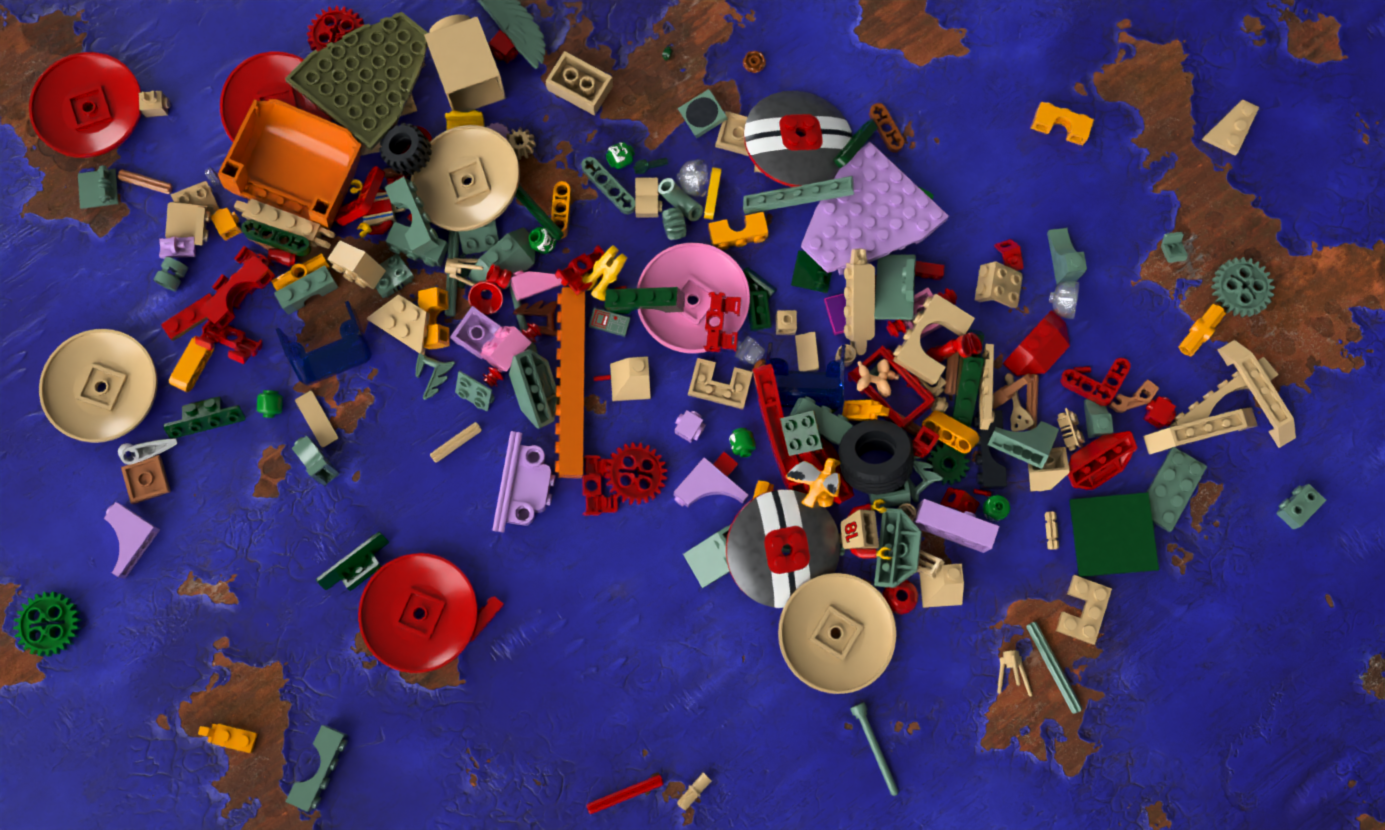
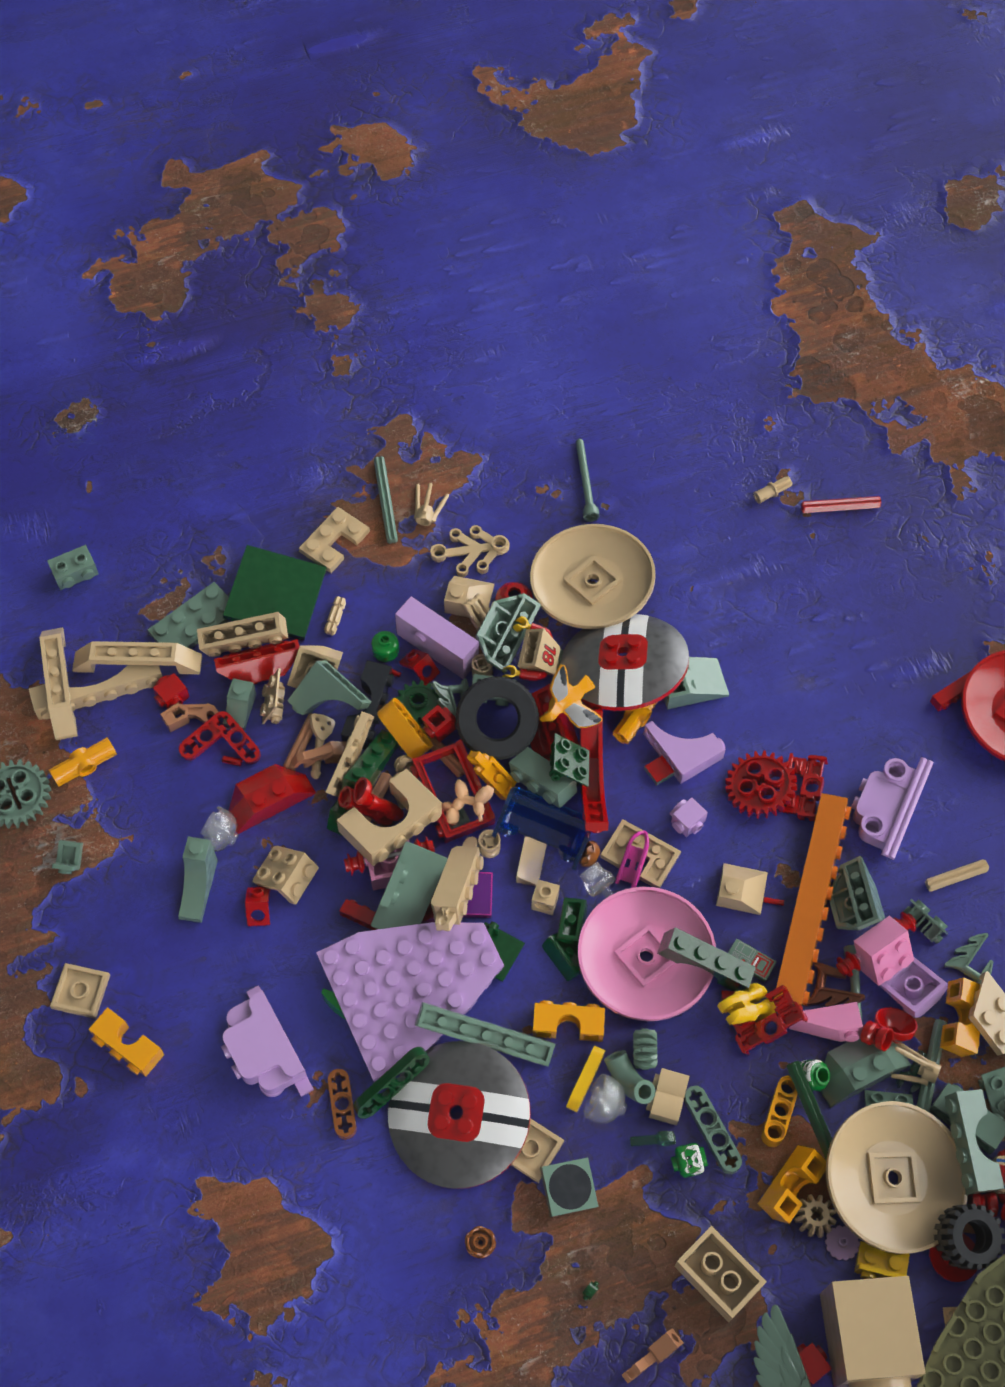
camera: 160 degrees left, 15 degrees down
(547, 146) = (801, 1168): none -> light orange arch
(608, 28) = (657, 1353): none -> nougat piece
(716, 336) = (622, 928): red piece -> none
(724, 377) = (636, 855): none -> dark pink piece
(742, 442) = (634, 783): green head -> none
(954, 637) = (472, 548): none -> tan plant
(961, 147) = (262, 1048): none -> lavender brick
(1114, 153) = (80, 990): none -> tan tile
(1123, 477) = (242, 633): none -> tan brick

